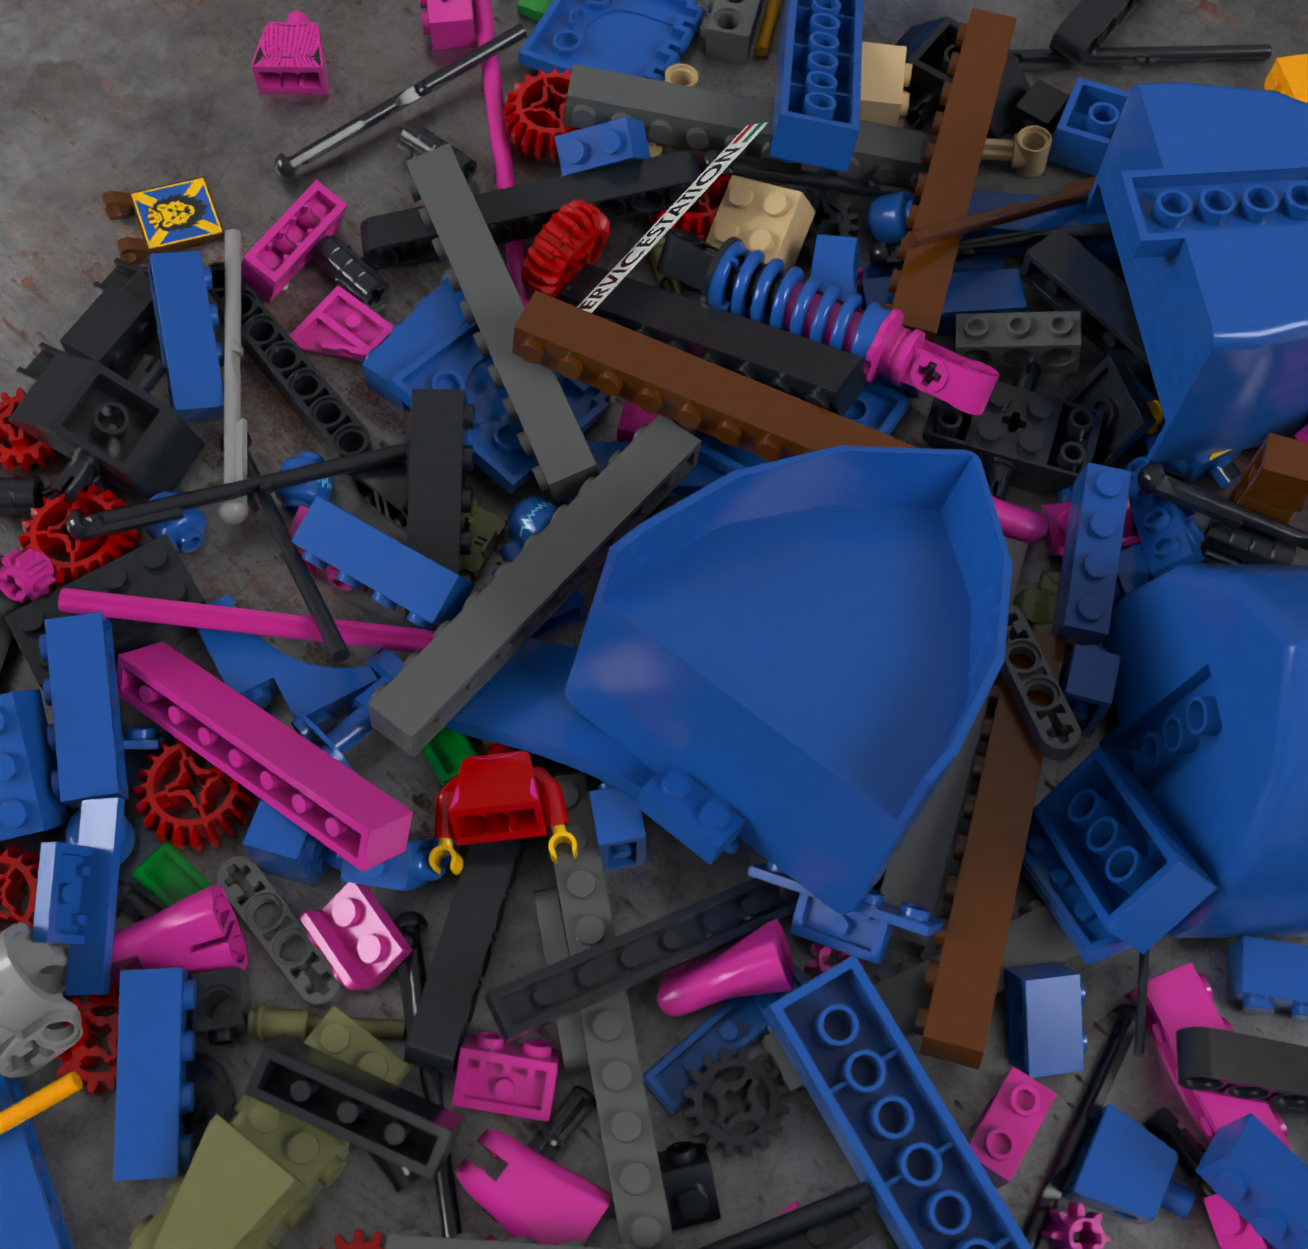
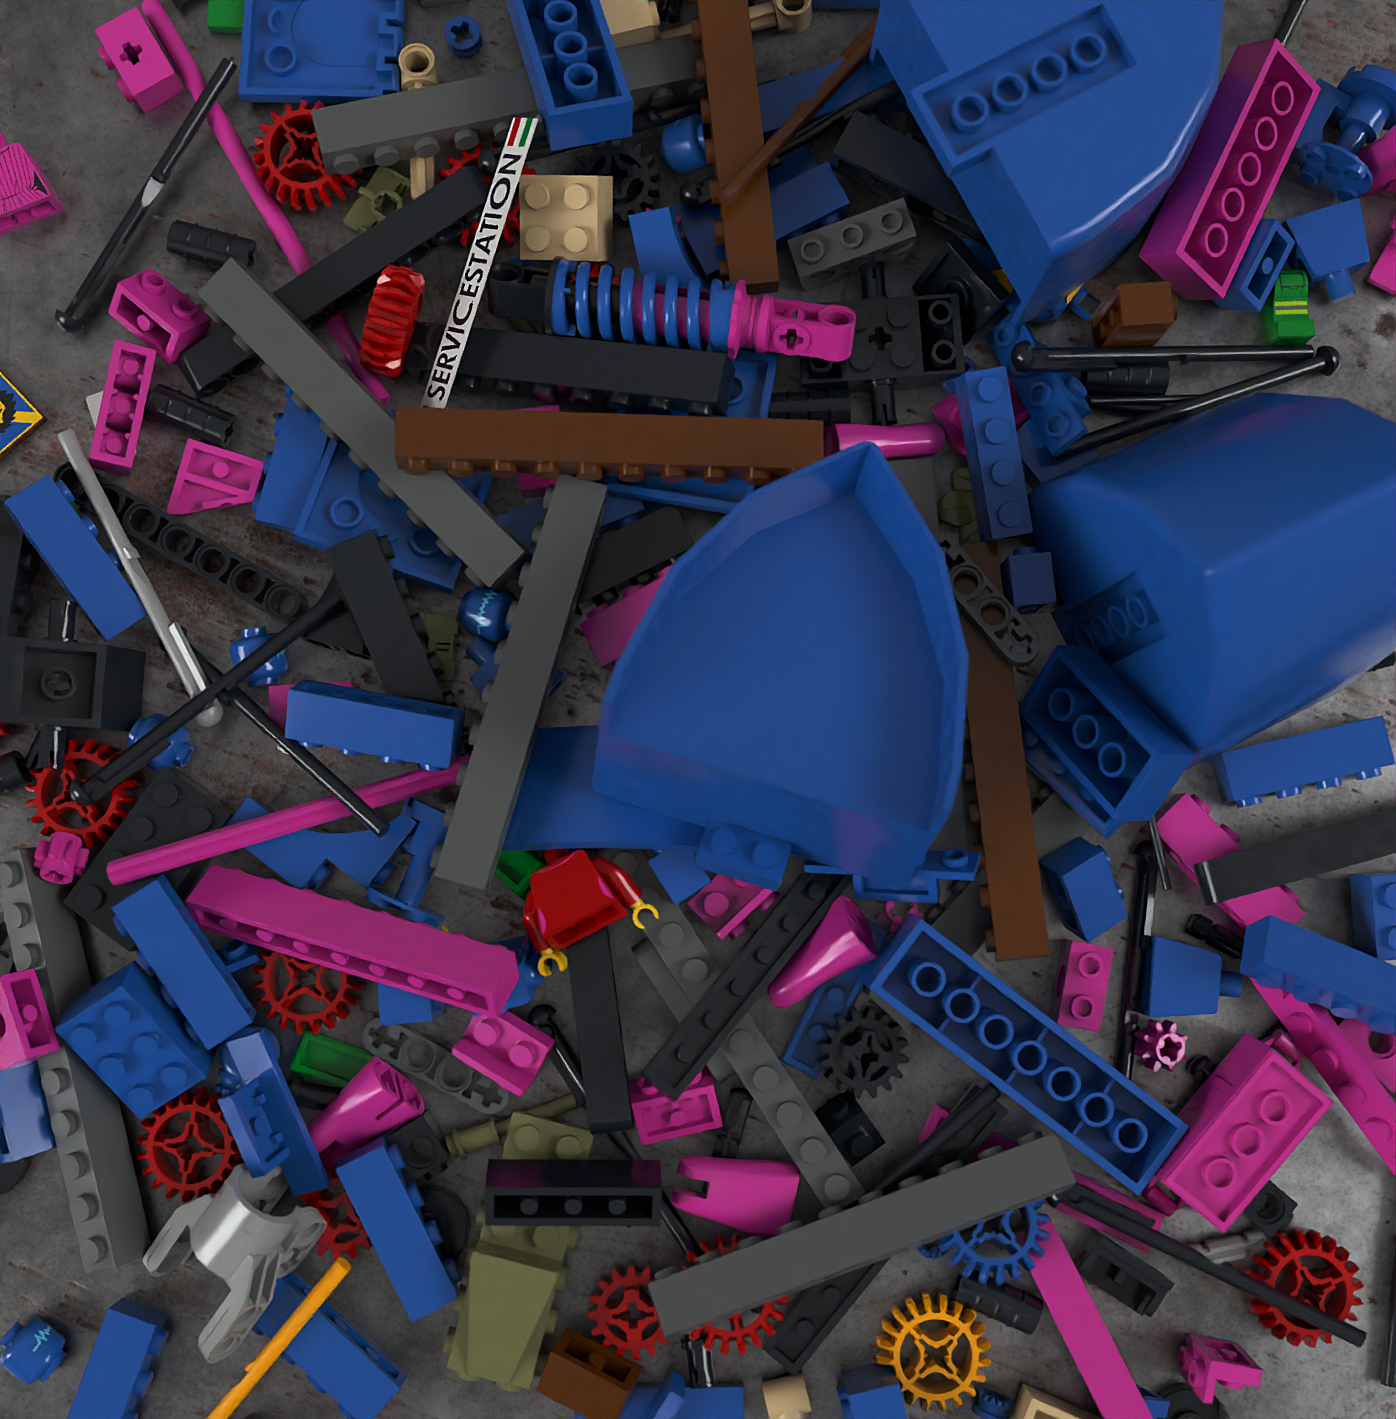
camera: 20 degrees left, 20 degrees up
(363, 181) = (159, 314): none -> dark pink brick
(602, 145) = (380, 193): blue brick -> none
(663, 884) = (728, 902): none -> dark pink bracket
(730, 72) = (468, 47): none -> blue bush

